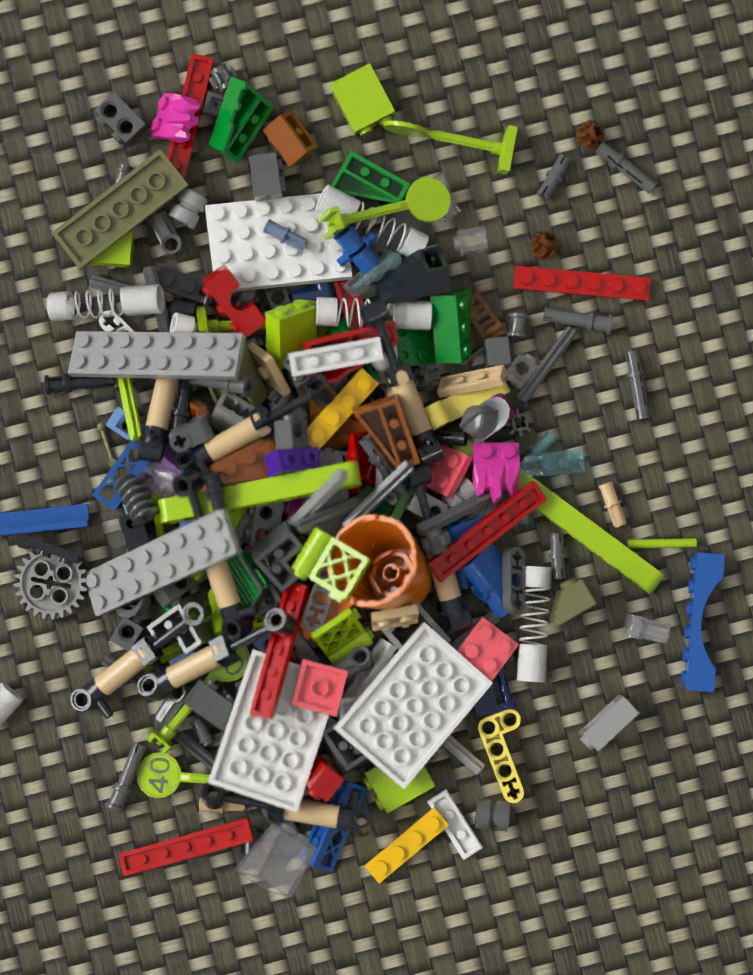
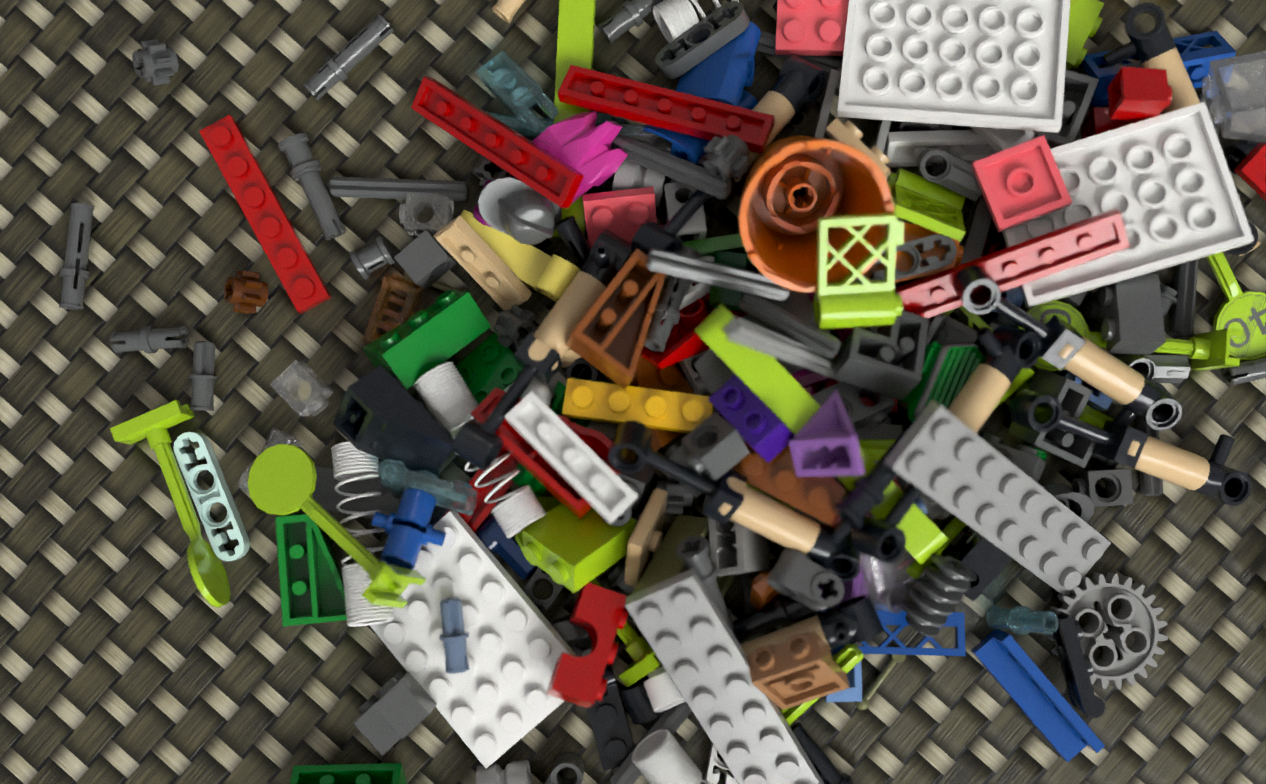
camera: 125 degrees left, 0 degrees up
(89, 538) = (1022, 620): none -> clear light blue pin
(148, 398) = (796, 670): none -> medium nougat plate
(254, 488) = (827, 443): none -> medium lavender slope
(290, 138) = (323, 716): dark orange brick -> none
(362, 100) = (210, 655): lime brick -> none
(446, 158) = (206, 498): none -> light aqua beam
(514, 192) = (203, 376): none -> dark grey axle
(531, 431) = (497, 142): none -> red plate
(589, 134) = (62, 329): reddish brown gear -> none
(703, 279) = (155, 62): none -> dark grey gear

